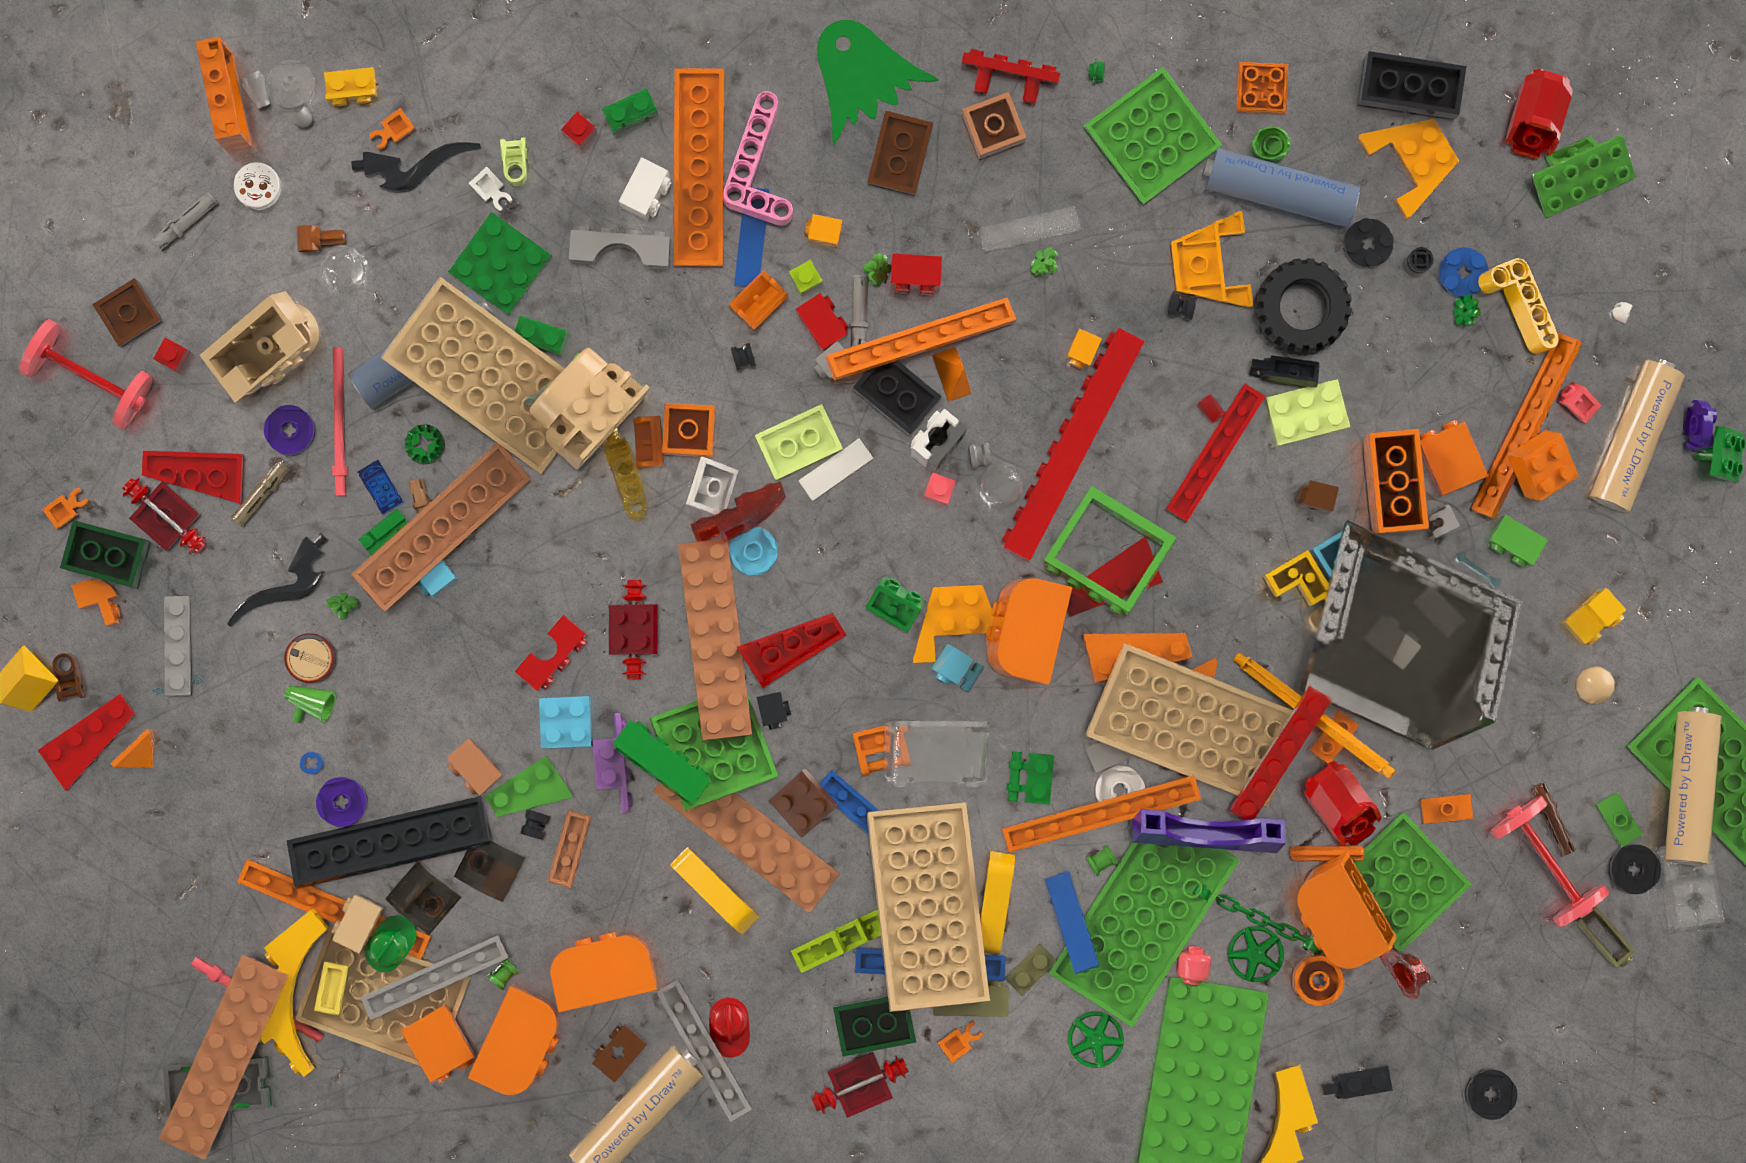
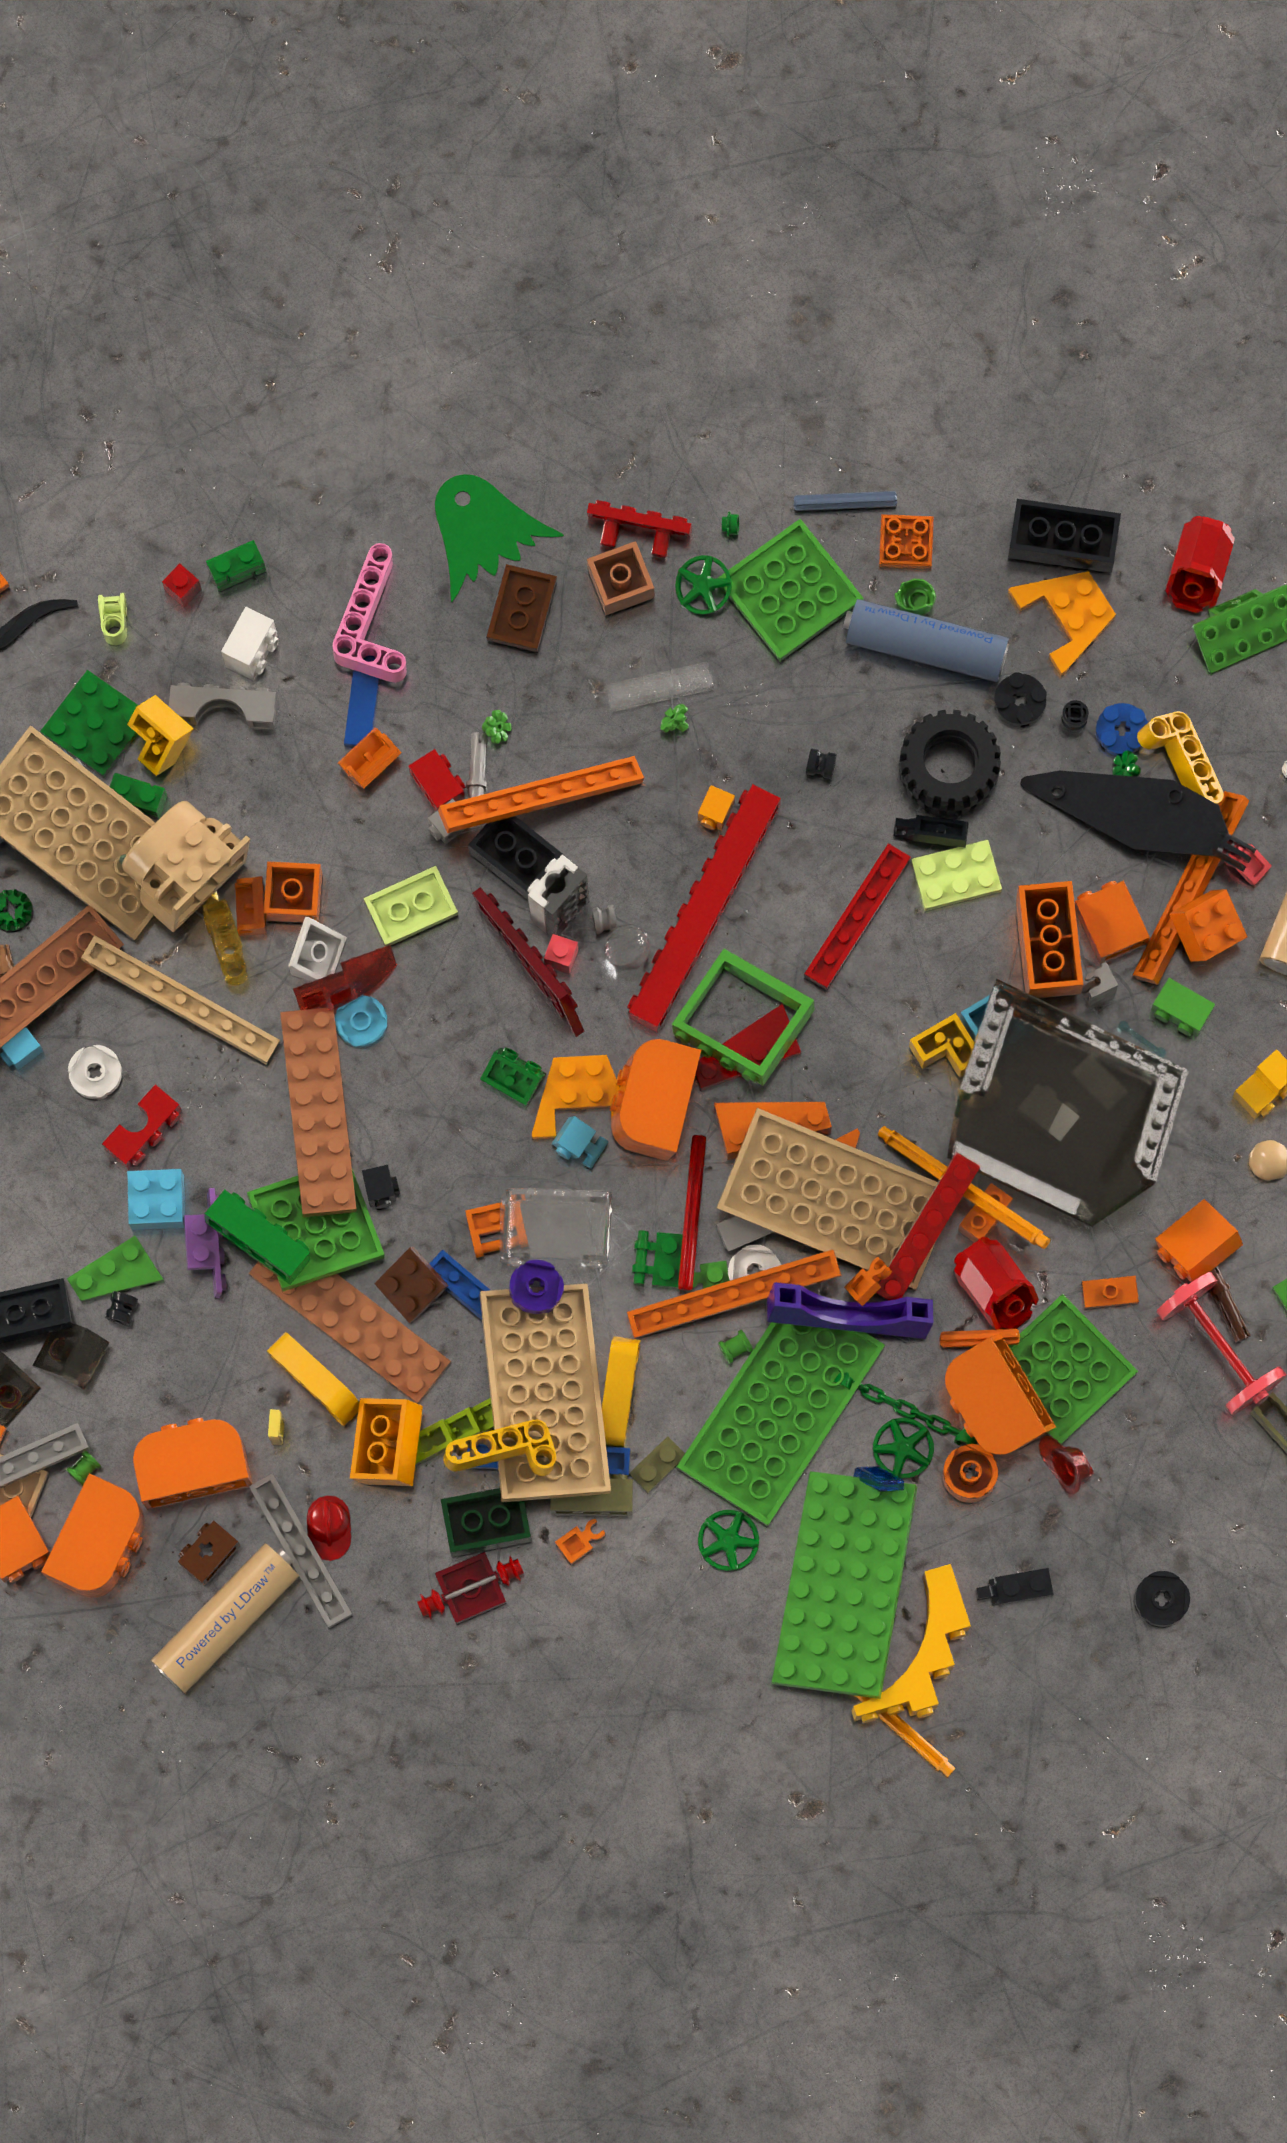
camera: 10 degrees right, 10 degrees down
(474, 767) = (57, 1247): nougat brick -> none
(488, 187) = (85, 644): white plate -> none
(502, 586) = (92, 1057): none -> white plate
(563, 276) = (163, 732): none -> yellow brick
(569, 849) = (158, 1335): nougat tile -> none
(584, 533) = (180, 1000): none -> tan plate
(633, 629) = (230, 1101): dark red plate -> none
(680, 938) = (276, 1427): none -> light yellow tile
(698, 167) = (307, 624): orange plate -> none
(743, 357) = (352, 817): black wheel -> none
(782, 952) = (386, 1442): none -> light orange brick
(787, 649) = (395, 1122): red wing -> none
(805, 277) = (420, 735): lime brick -> none
(823, 230) = (439, 687): light orange brick -> none
(835, 469) = (450, 935): white tile -> none
(886, 966) = (499, 1451): none -> yellow beam
(912, 496) = (531, 960): none -> dark red wing
(916, 273) = (536, 729): red brick -> none
(930, 800) = (525, 1298): none -> dark purple plate
(952, 374) = (575, 836): orange slope -> none
(1062, 734) = (692, 1212): none -> red axle
(1071, 131) = (703, 584): none -> green wheel
(1072, 922) = (702, 1411): blue tile -> none
(1080, 794) = (711, 1274): none -> bright green plate
(1194, 965) = (835, 1458): coral head -> none
(1200, 267) = (840, 720): light orange wing -> none
(1205, 48) = (845, 500): none -> sand blue axle
(1208, 409) = (852, 869): red piece -> none
(1222, 805) = (865, 1282): none -> orange plate
(1235, 987) = (879, 1478): none -> tile
(1317, 497) = (966, 959): reddish brown brick -> none
(1482, 355) = (1142, 812): none -> black wing
(1529, 765) = (1198, 1242): none -> orange brick

